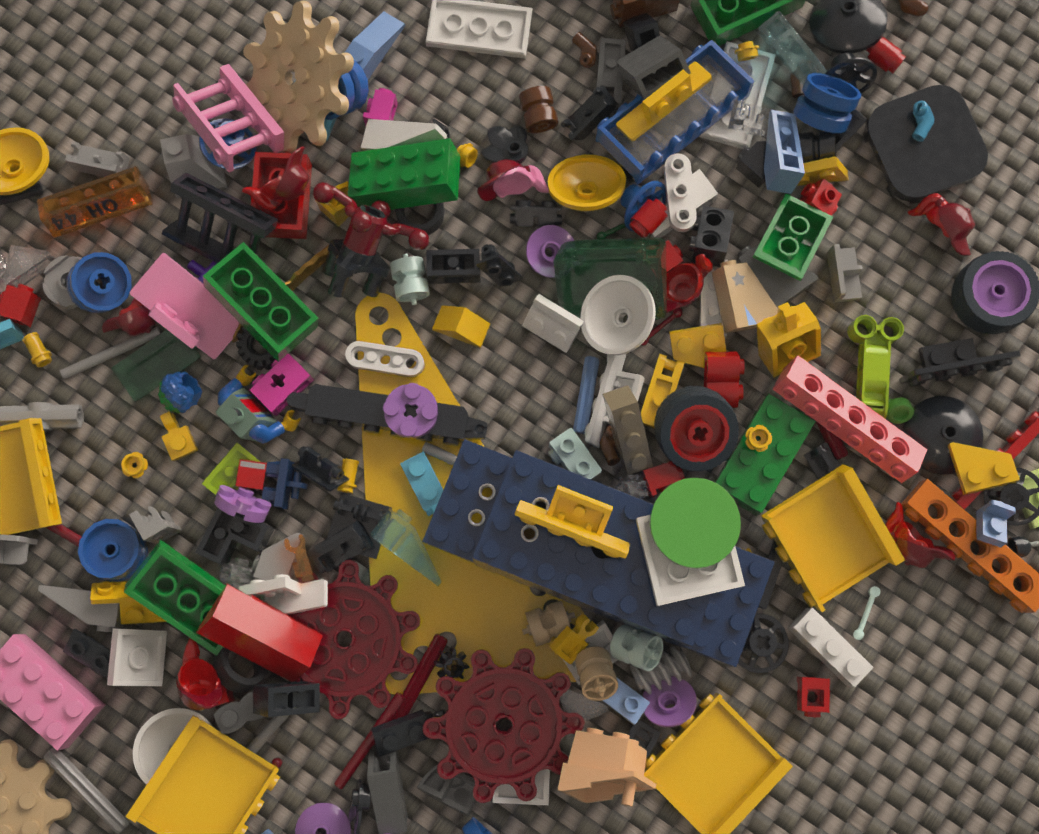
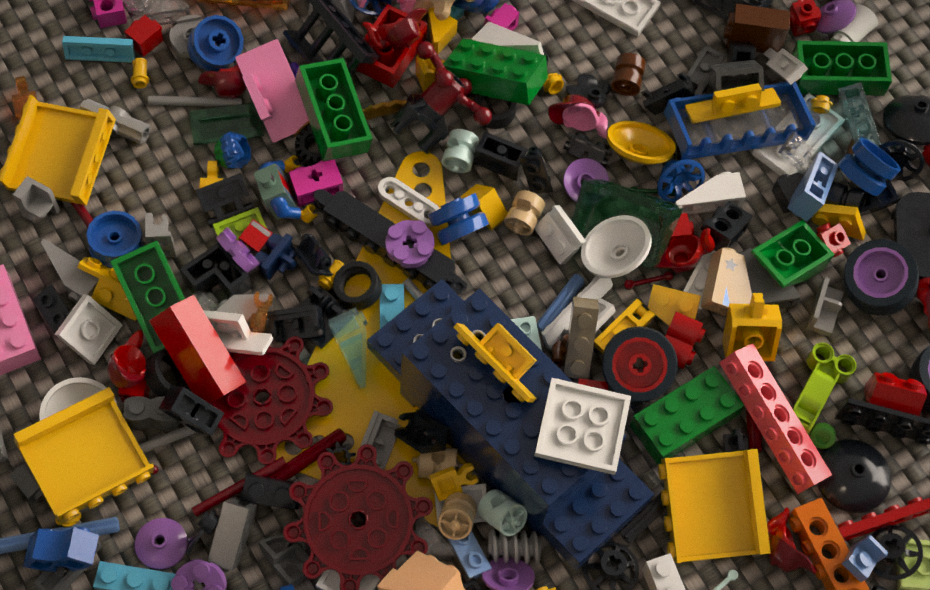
camera: 20 degrees right, 15 degrees down
(127, 462) = (166, 183): yellow plate -> none
(193, 446) = (222, 193): none -> black plate
(324, 155) = (441, 31): none -> yellow slope
(359, 481) = (350, 270): none -> black tyre
(446, 360) = (458, 219): none -> blue wheel
(480, 627) = (381, 436): none -> light grey hinge
(506, 316) = (524, 212): none -> tan wheel
(520, 604) = (423, 432): none -> black hinge
(588, 50) = (691, 50): reddish brown arm -> none
(648, 218) = (678, 187): red brick -> none
(677, 202) = (712, 188): white plate -> none
(693, 25) = (785, 65): none -> white hinge
(695, 523) = (598, 401): bright green tile -> none
(763, 433) = (689, 386): yellow plate -> none
(887, 197) = (884, 260): none -> wheel
(954, 341) = (895, 393): none -> red slope
(981, 468) = (873, 509): yellow wing -> none

